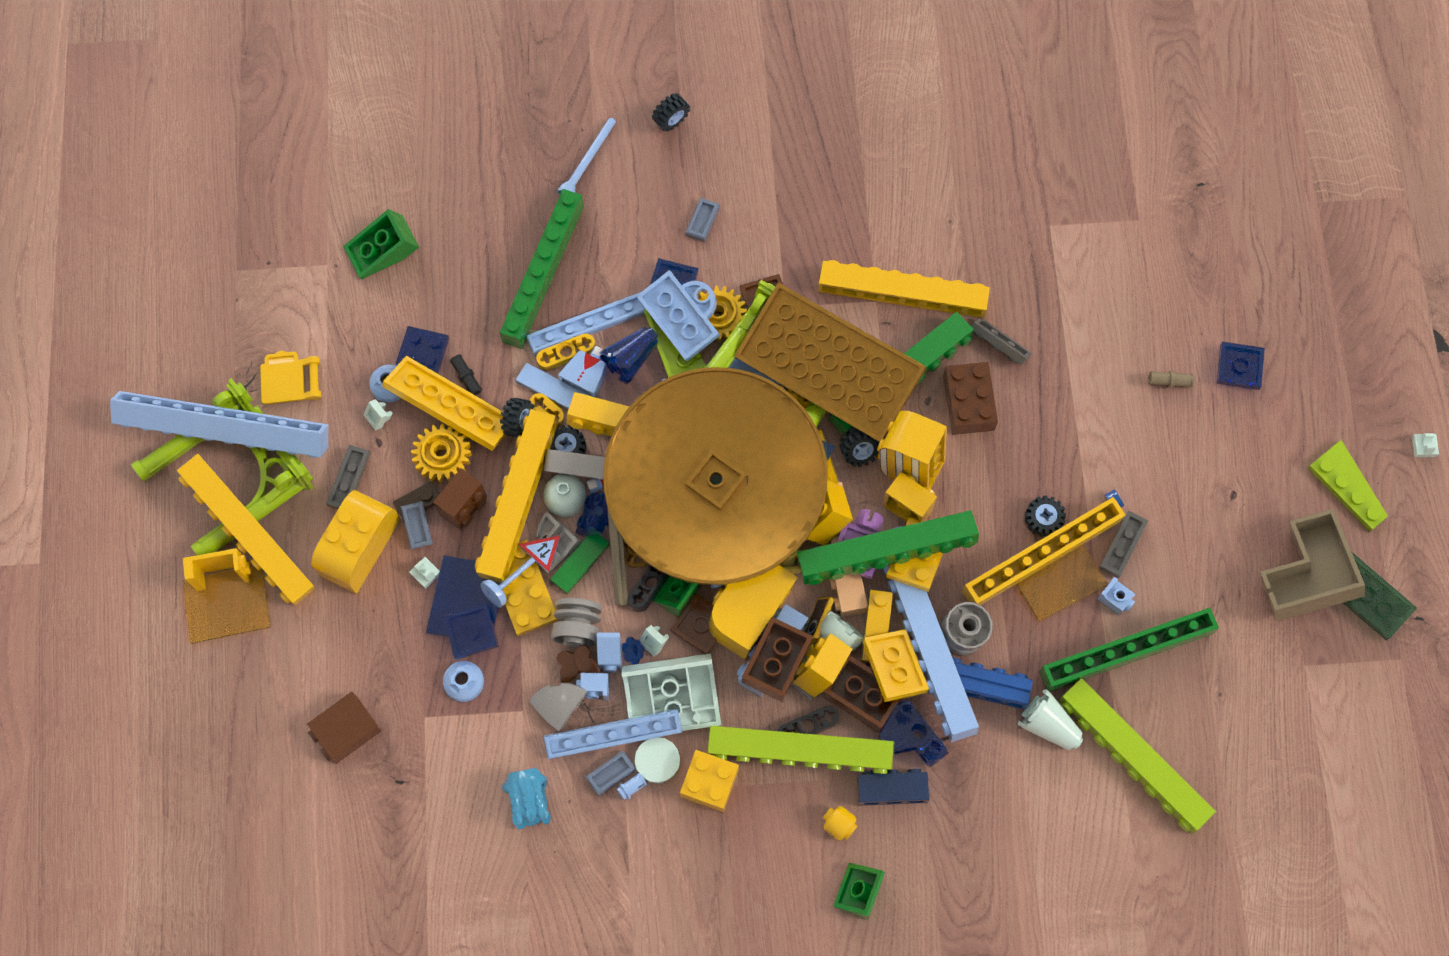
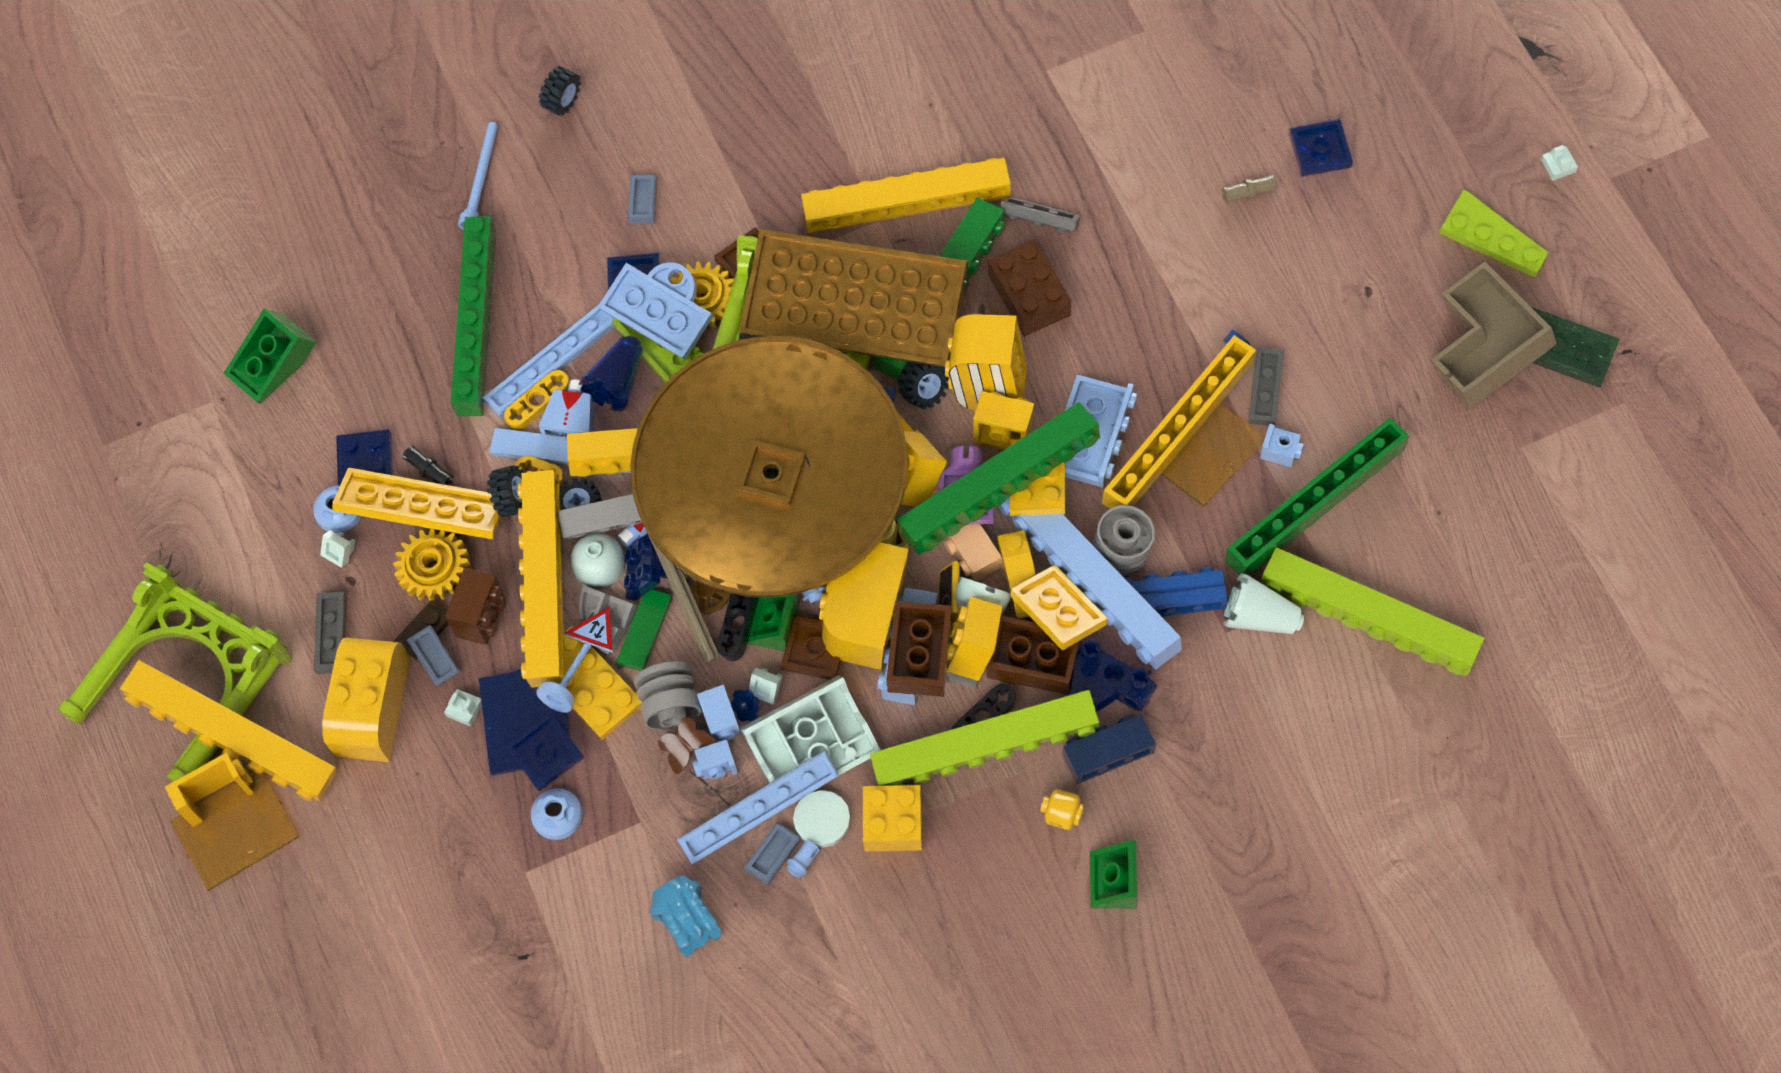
camera: 15 degrees left, 5 degrees down
(219, 424) = (150, 621): light blue brick -> none
(284, 378) = (208, 547): yellow piece -> none
(343, 728) = (432, 918): reddish brown brick -> none
(558, 703) = (679, 795): light grey brick -> none
(992, 518) = (1109, 407): none -> light blue bracket
(1044, 524) = (1161, 396): black wheel -> none

